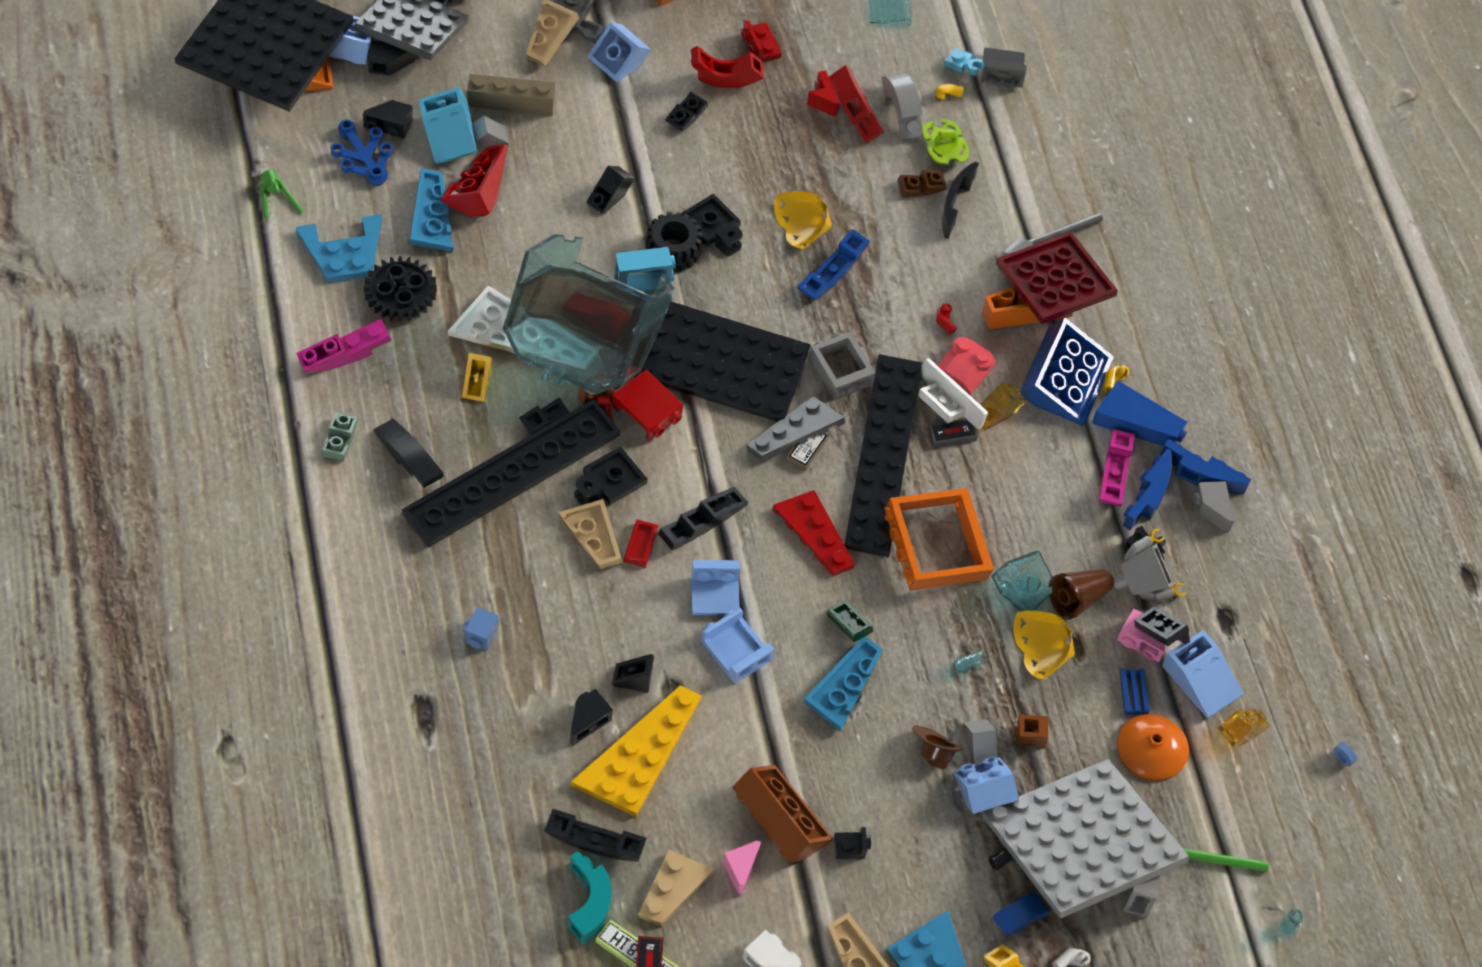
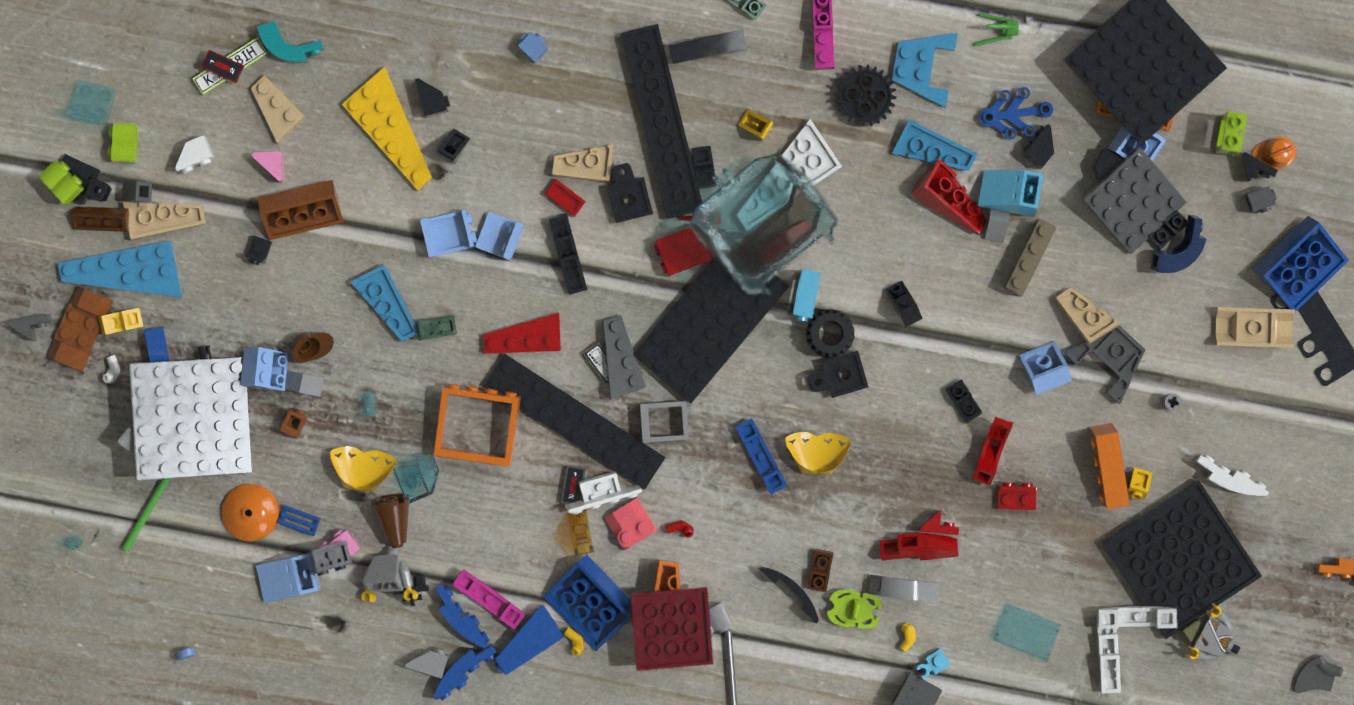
camera: 120 degrees right, 30 degrees up
(593, 838) = (334, 66): black slope -> none
(1243, 726) = (236, 588): clear yellow slope -> none

